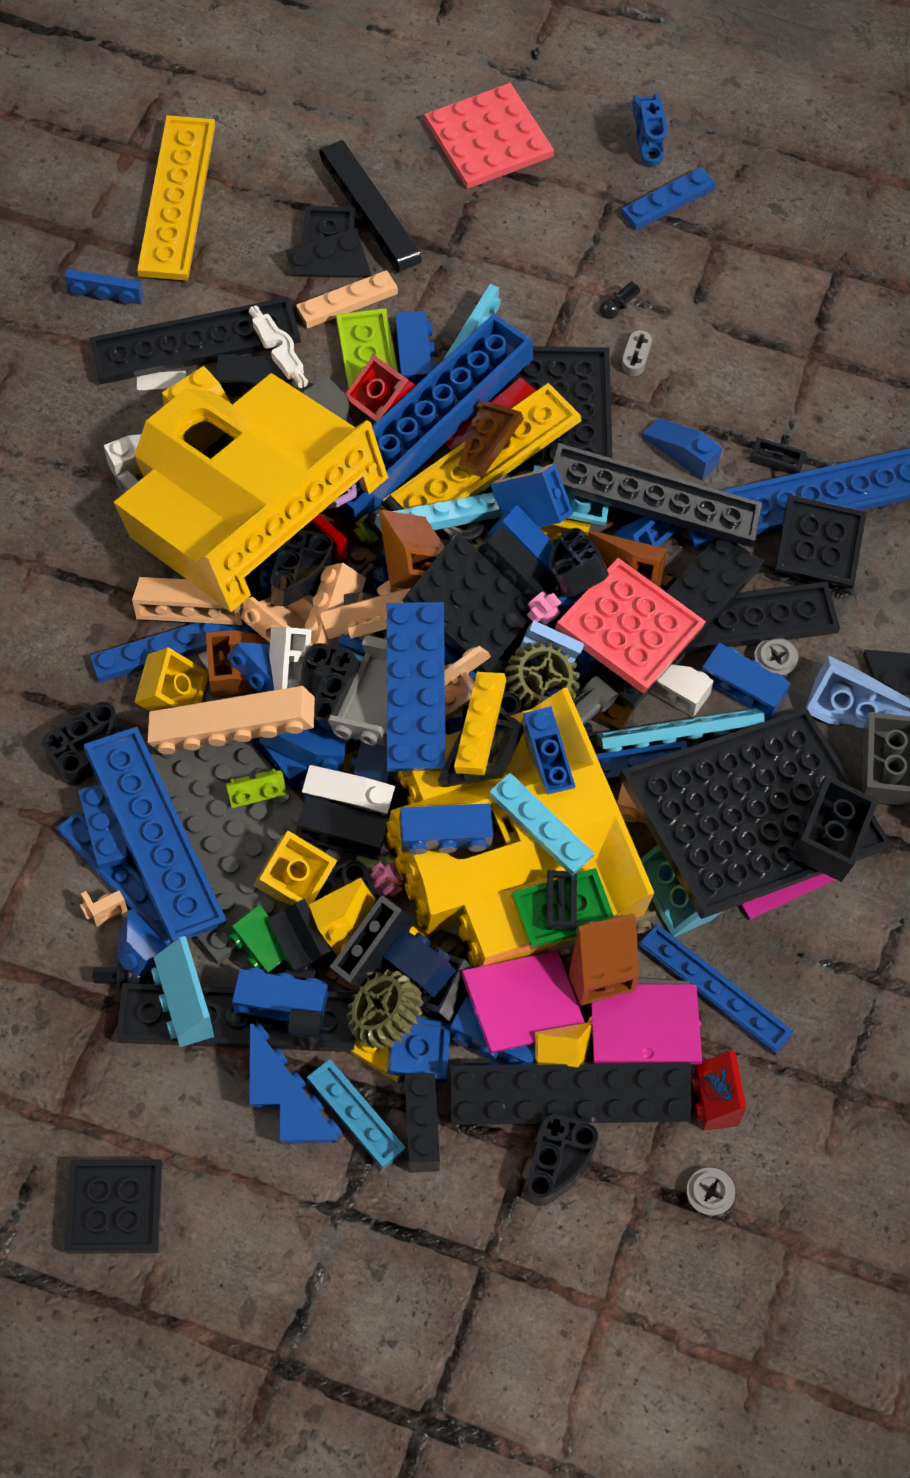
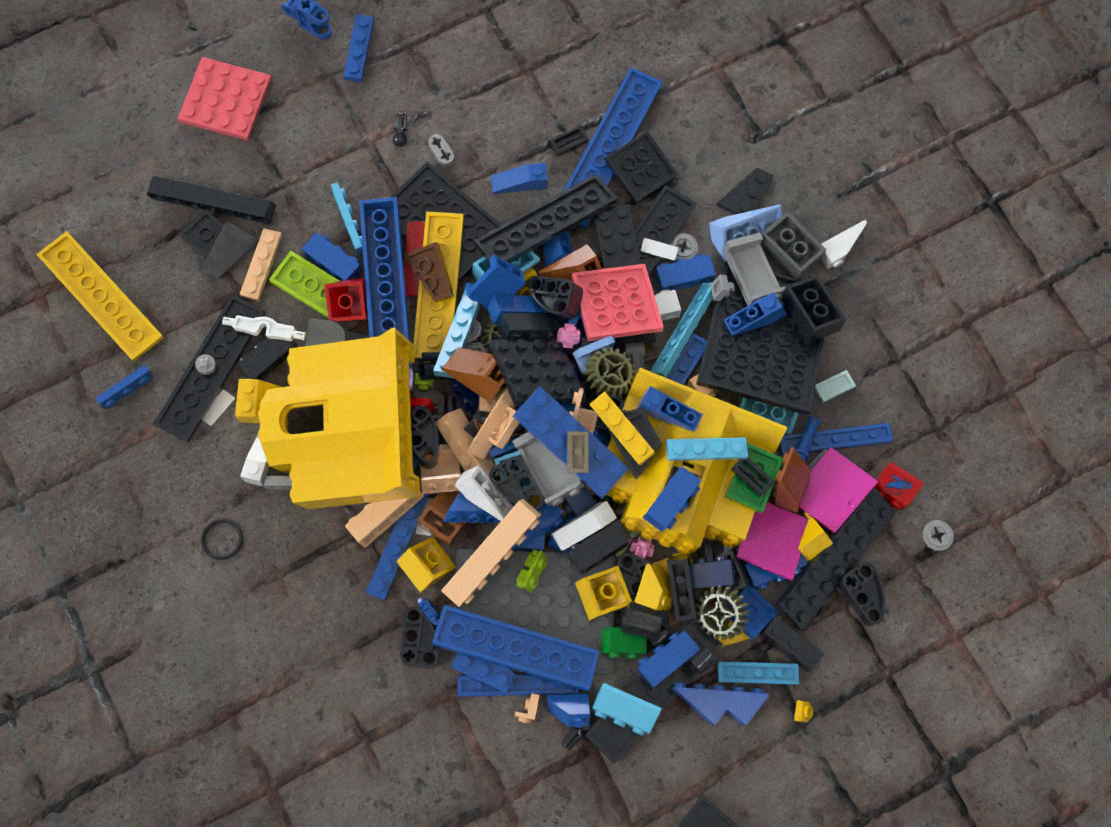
camera: 55 degrees left, 10 degrees up
(28, 510) = (230, 554): none -> black tyre
(122, 719) = (429, 610): none -> blue gear
(192, 330) = (205, 364): none -> light grey tile
(356, 1200) = (803, 711): none -> yellow plate
(406, 694) = (577, 452): none -> dark tan plate
(658, 957) = (807, 437): none -> blue pin
(746, 632) = (659, 249): none -> white sticker
(761, 721) = (721, 287): none -> light grey tile
(769, 778) = (756, 315): none -> blue slope
(777, 939) = (834, 386): none -> light aqua tile
(818, 737) = (751, 268): none -> light grey panel

